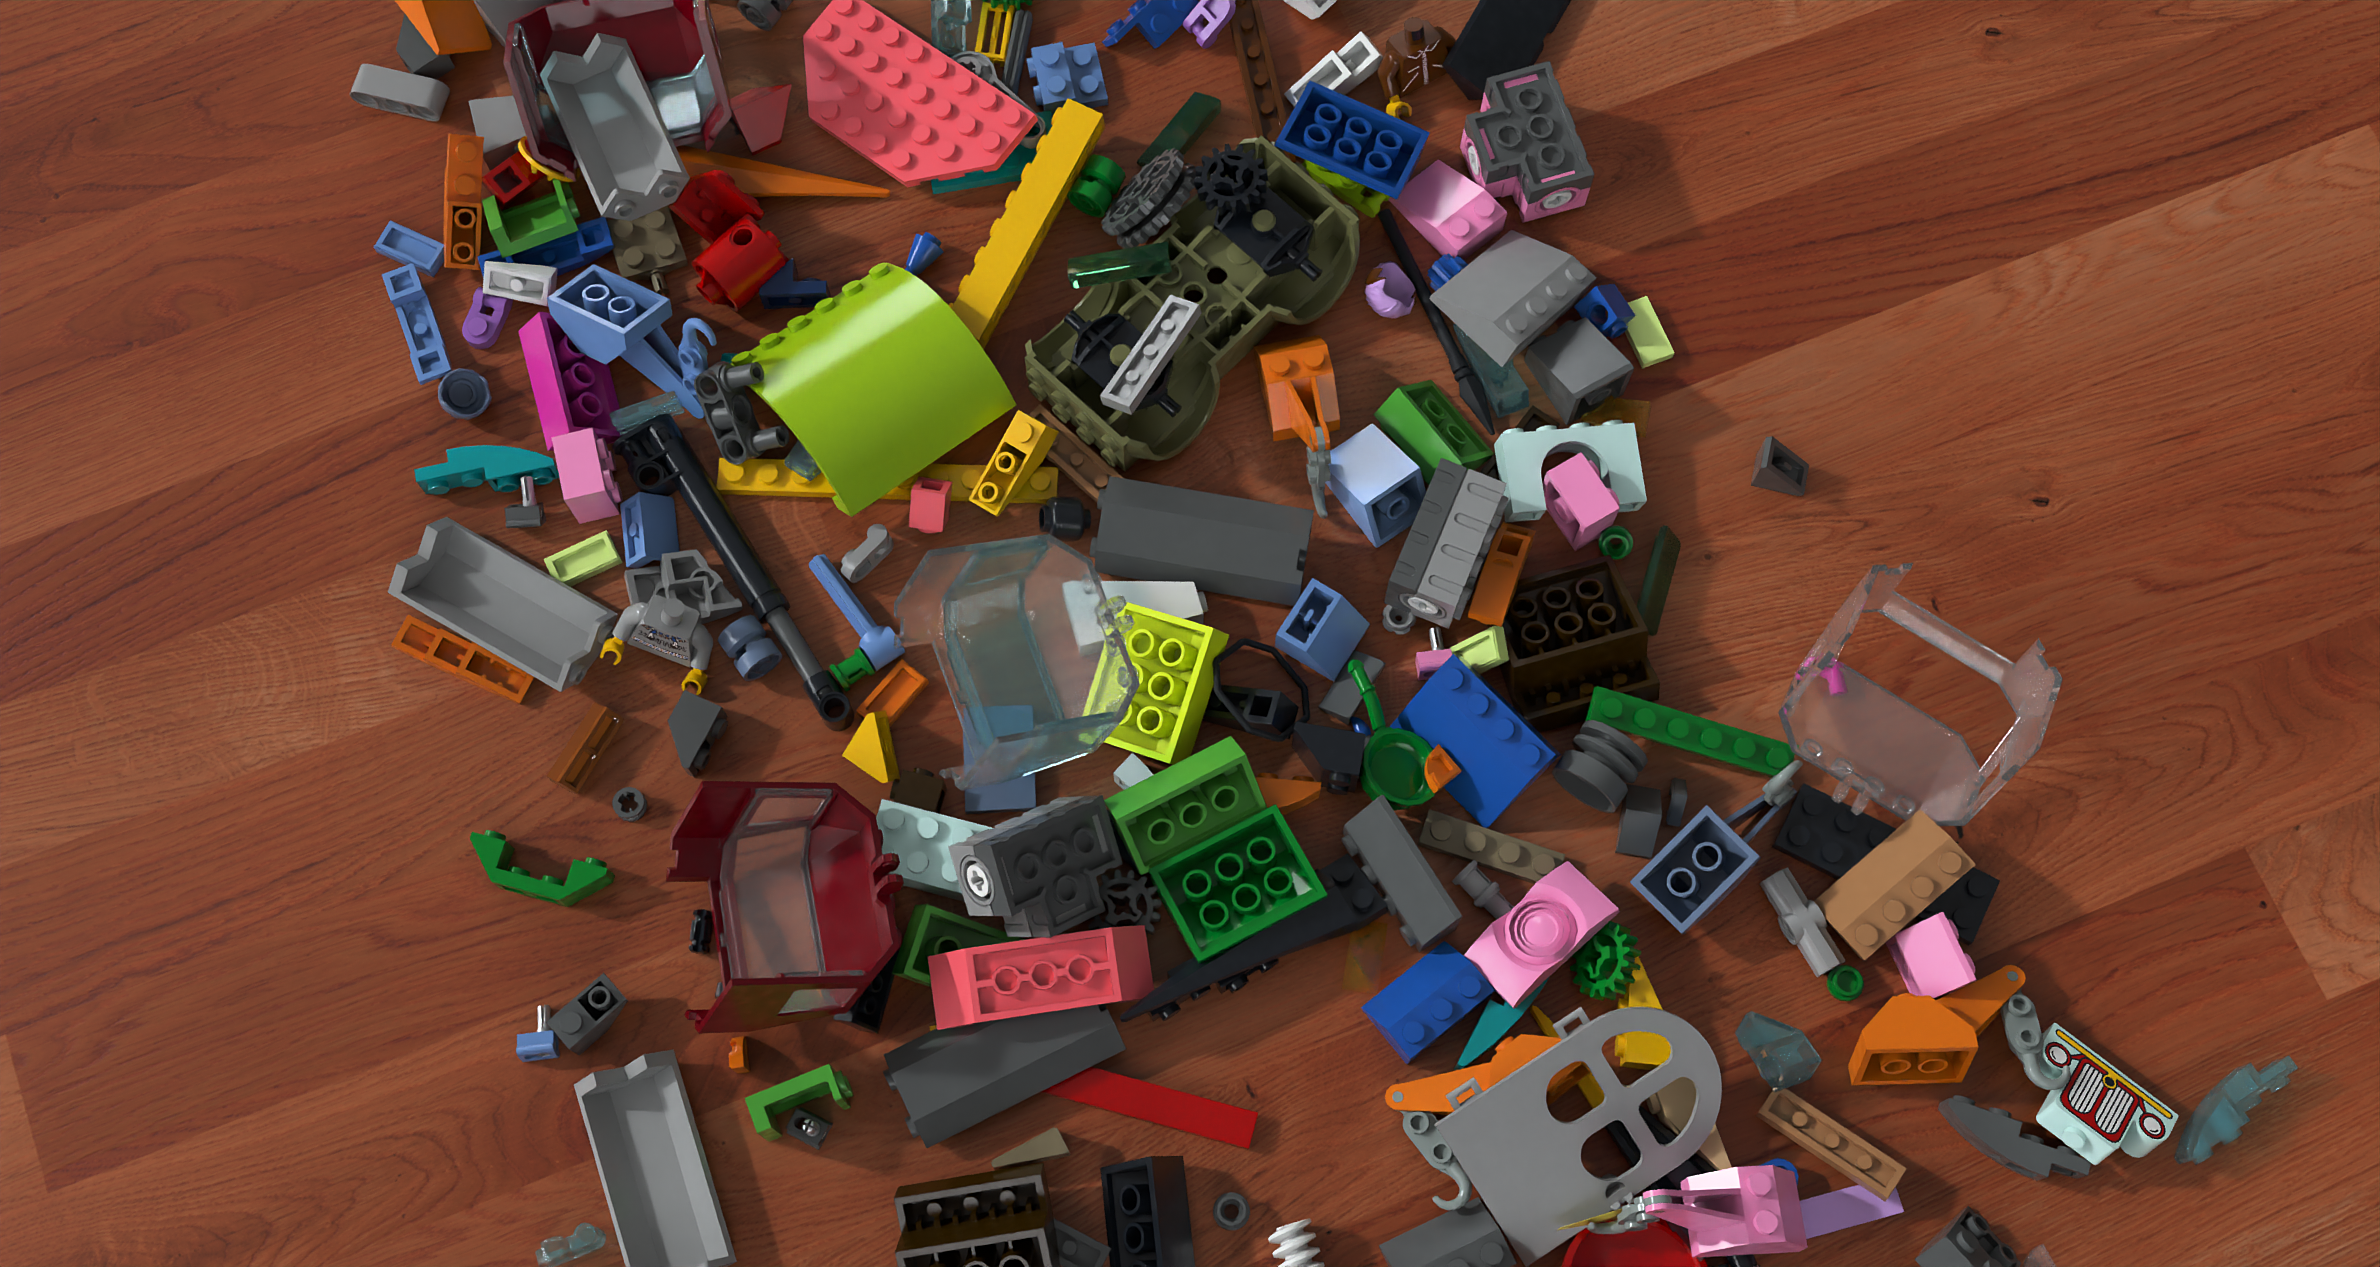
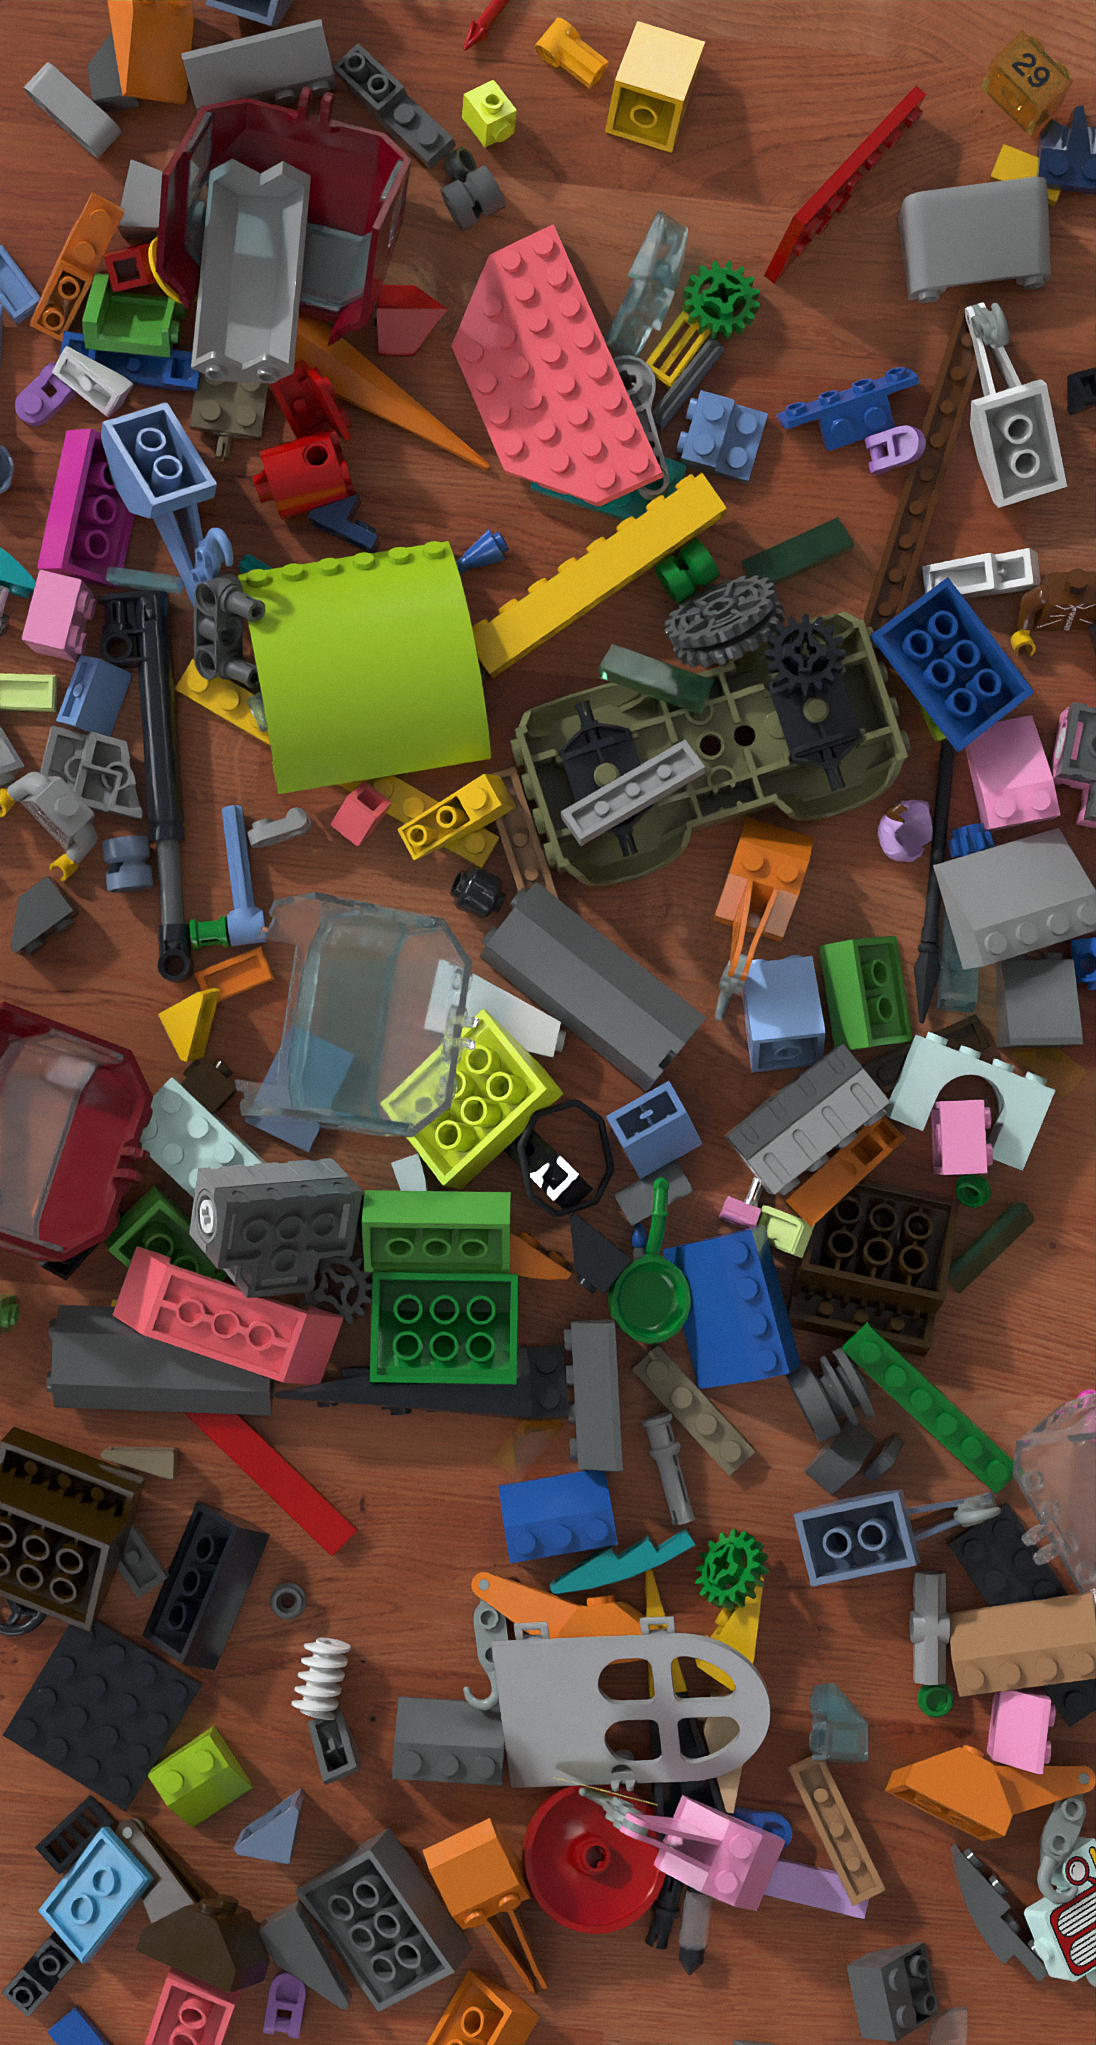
camera: 30 degrees right, 15 degrees up
(1399, 627) = (722, 1154): light grey plate -> none
(1440, 769) = (684, 1319): orange tile -> none
(1540, 933) = (688, 1516): bright pink slope -> none

